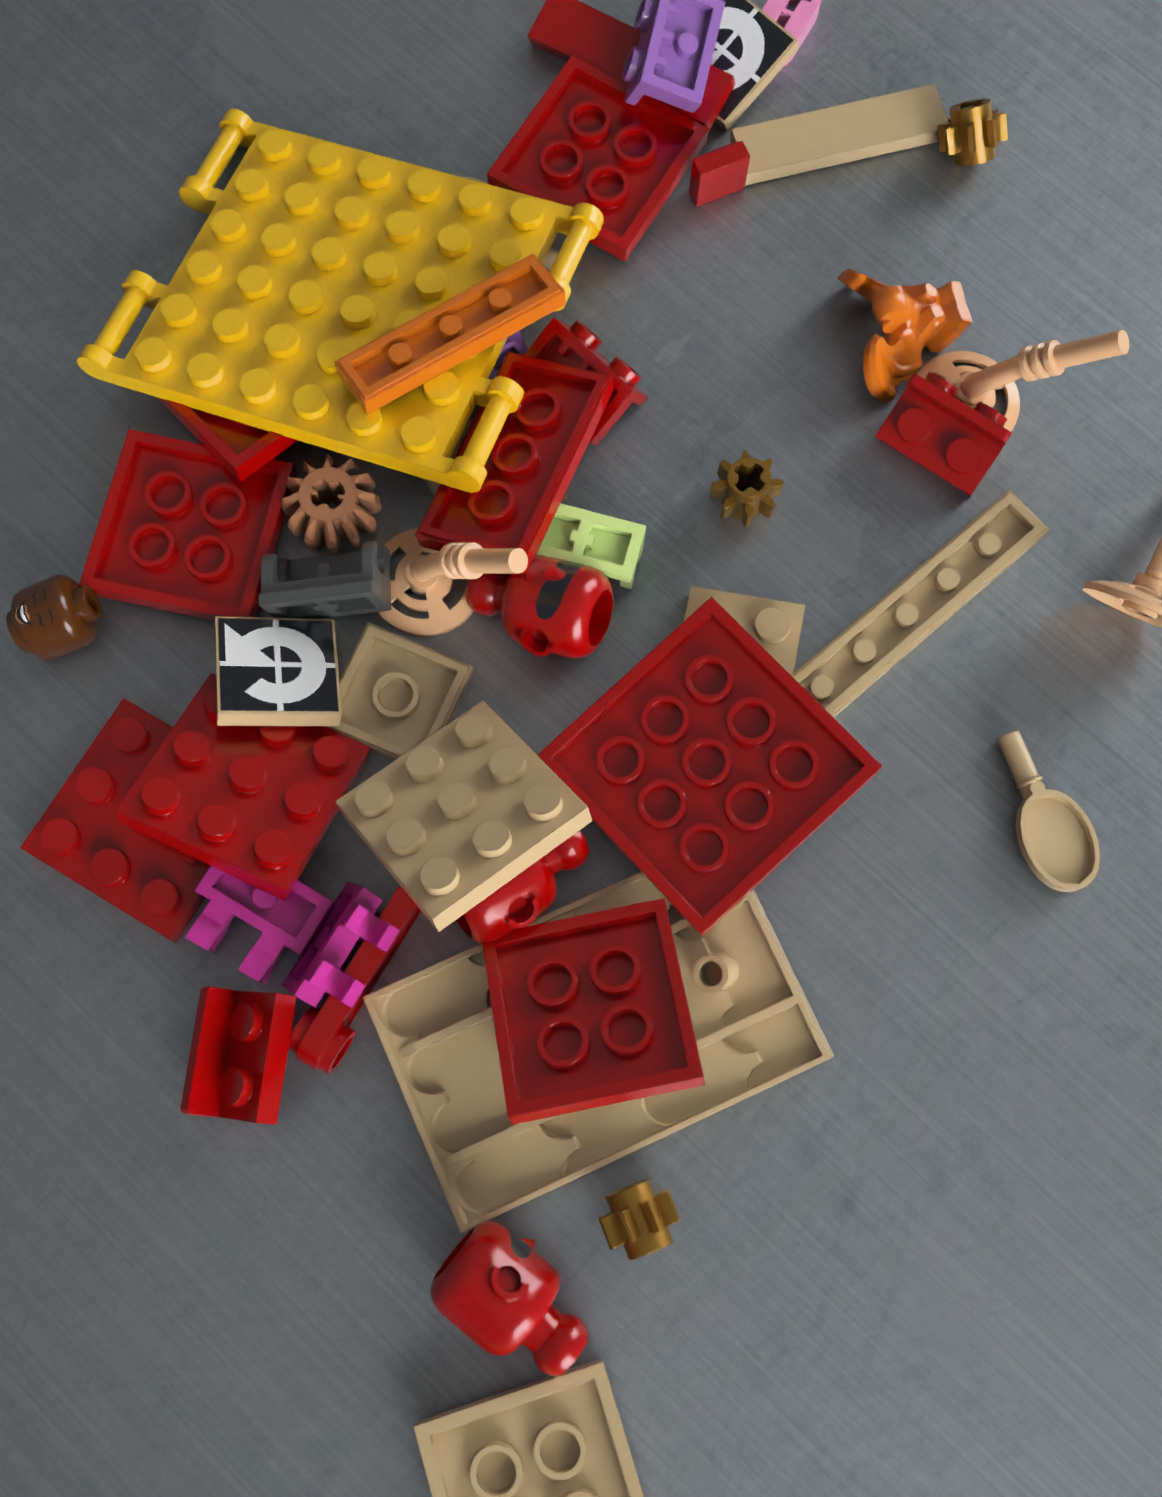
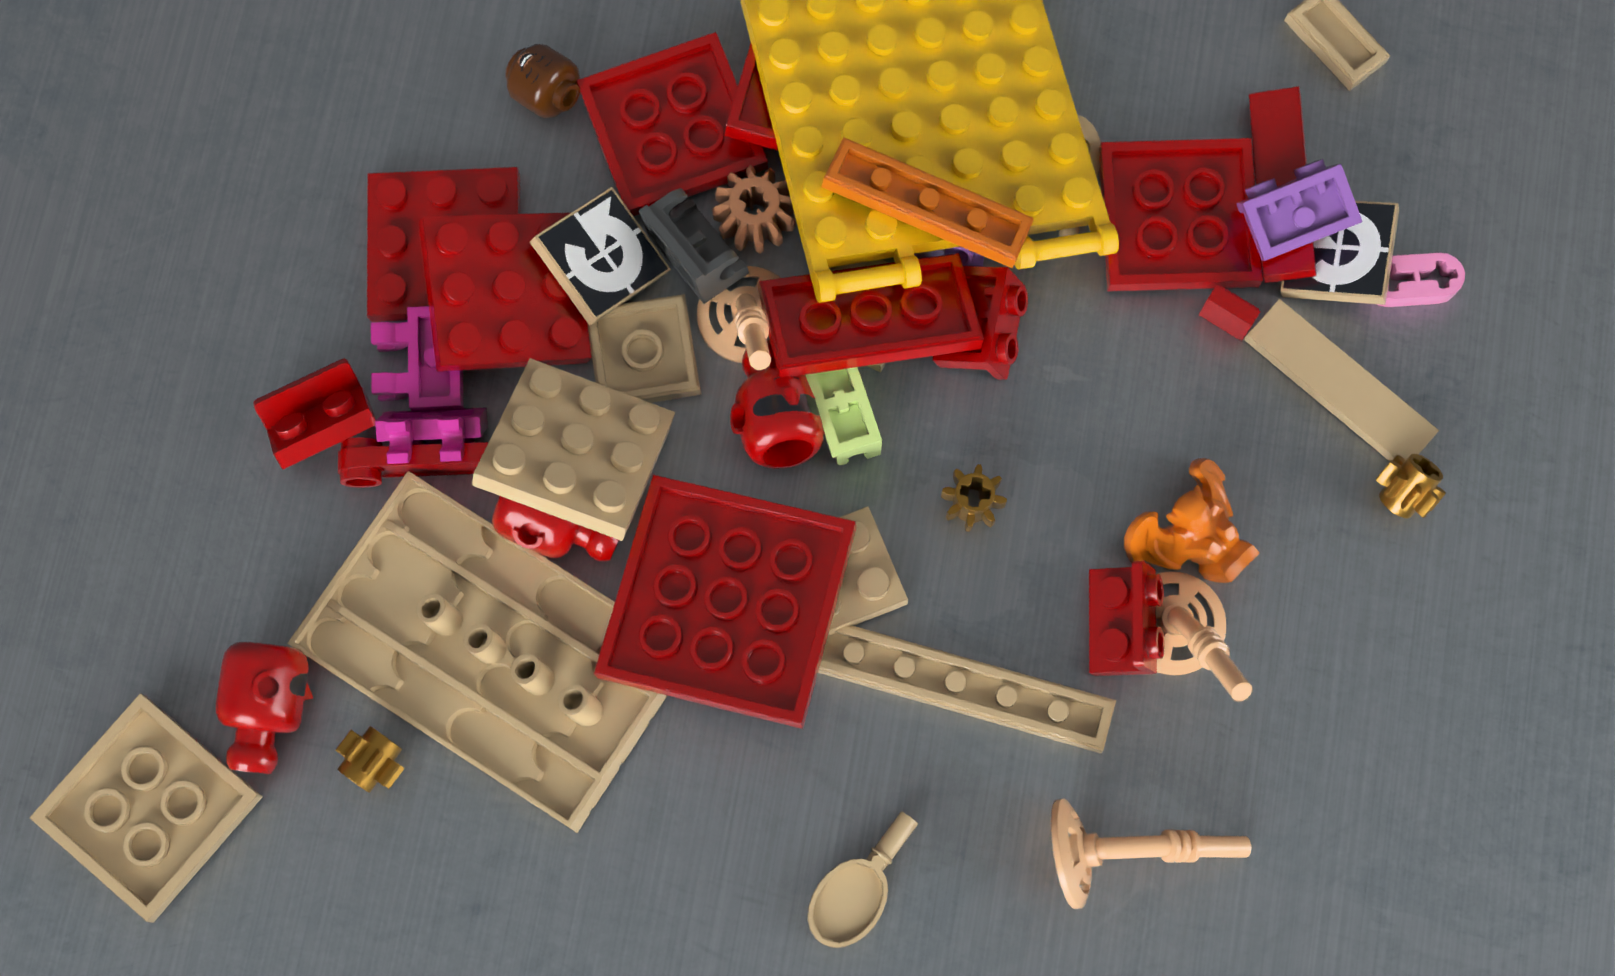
camera: 60 degrees right, 0 degrees up
(590, 1012) = (488, 628): red plate -> none

